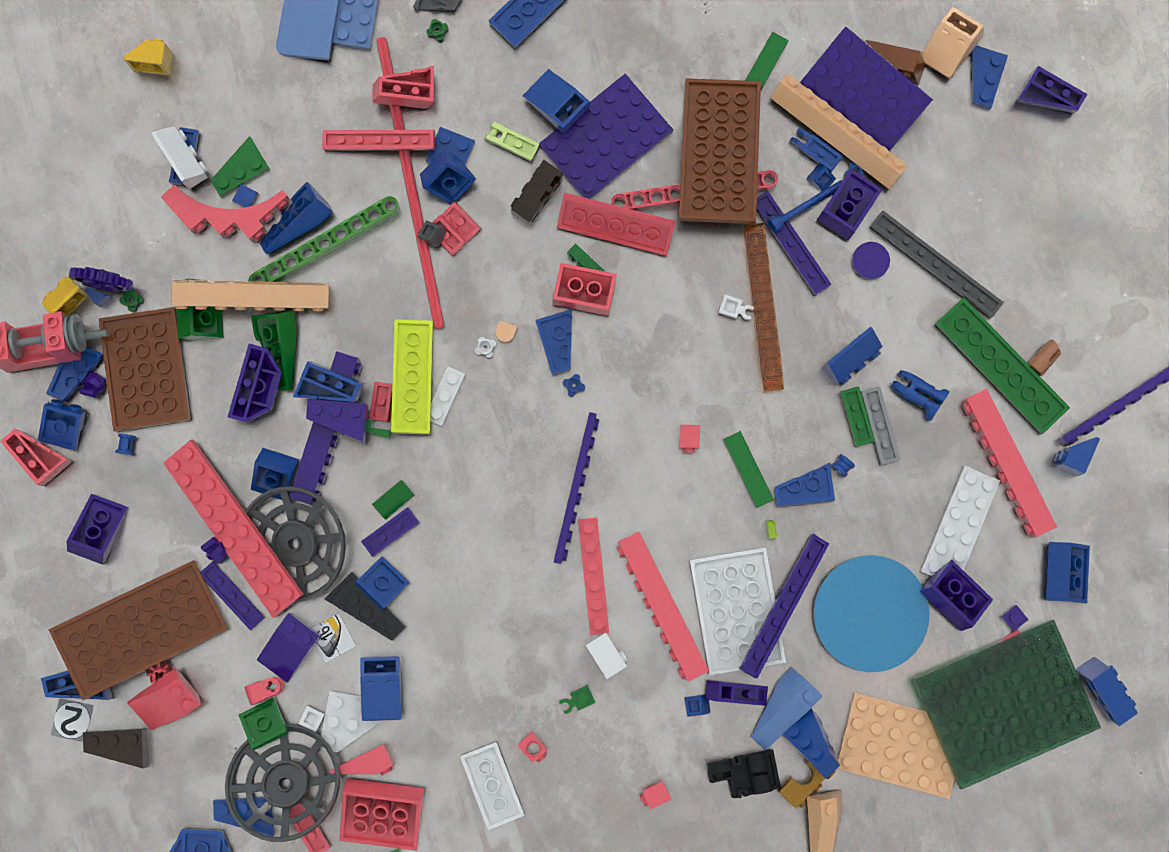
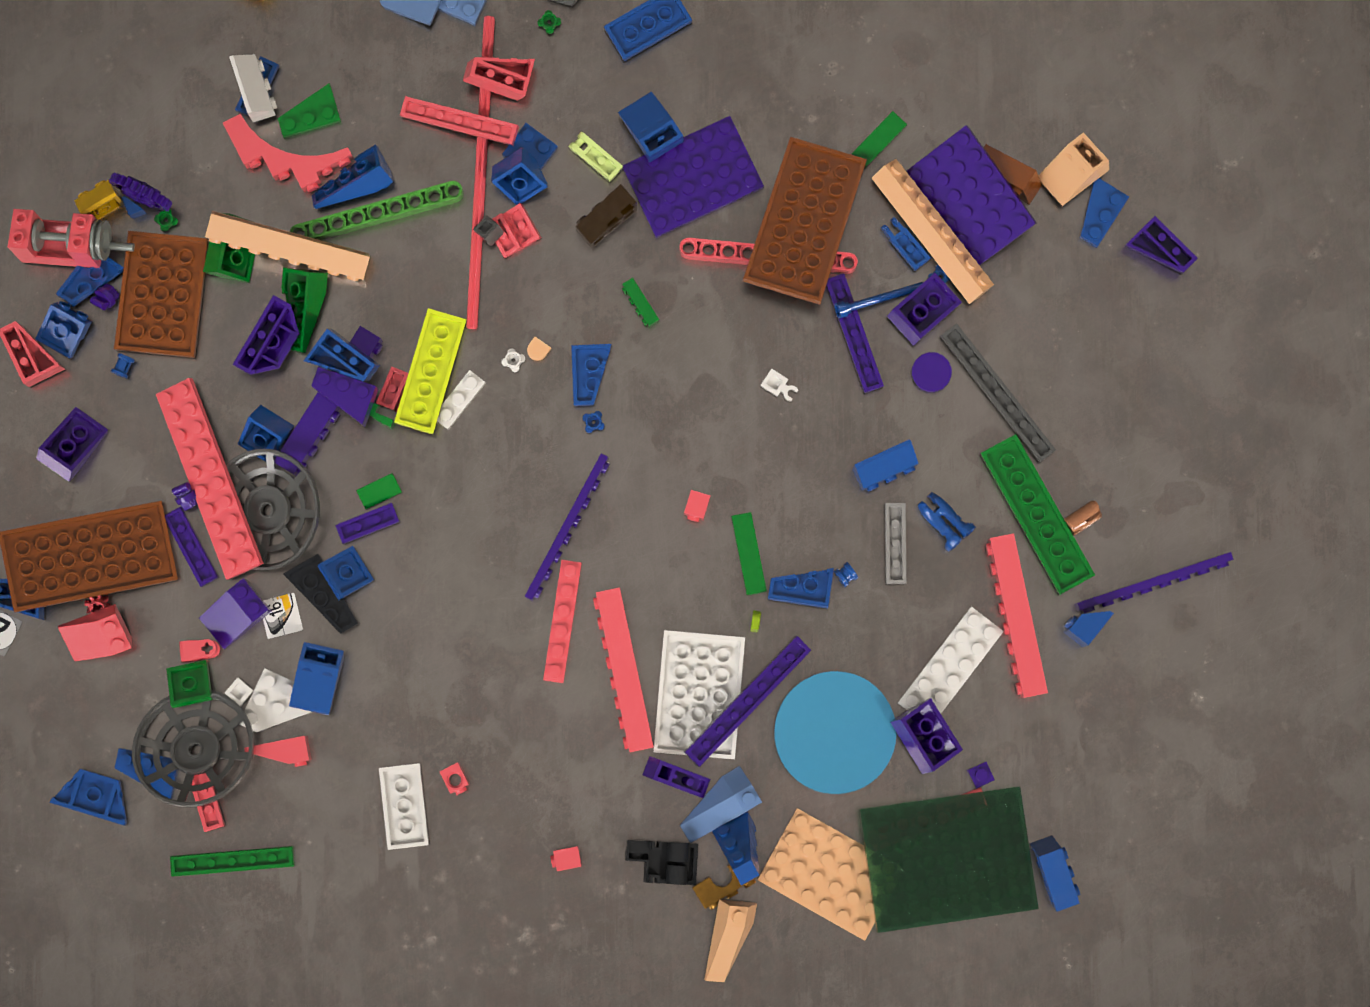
camera: 15 degrees right, 0 degrees up
(120, 745) = (40, 668): dark brown wedge -> none
(245, 196) = (308, 144): blue tile -> none
(381, 814) = (284, 806): coral slope -> none
(580, 698) = (516, 742): green plate -> none
(584, 289) = (629, 326): coral slope -> none
(606, 656) = (552, 704): white wedge -> none
(615, 224) = (678, 268): coral plate -> none
(697, 705) = (633, 780): blue slope -> none
(764, 307) = (808, 391): clear orange beam -> none
(821, 177) = (903, 274): blue slope -> none
(857, 416) = (874, 528): green plate -> none
(1067, 572) = (1047, 742): blue slope -> none

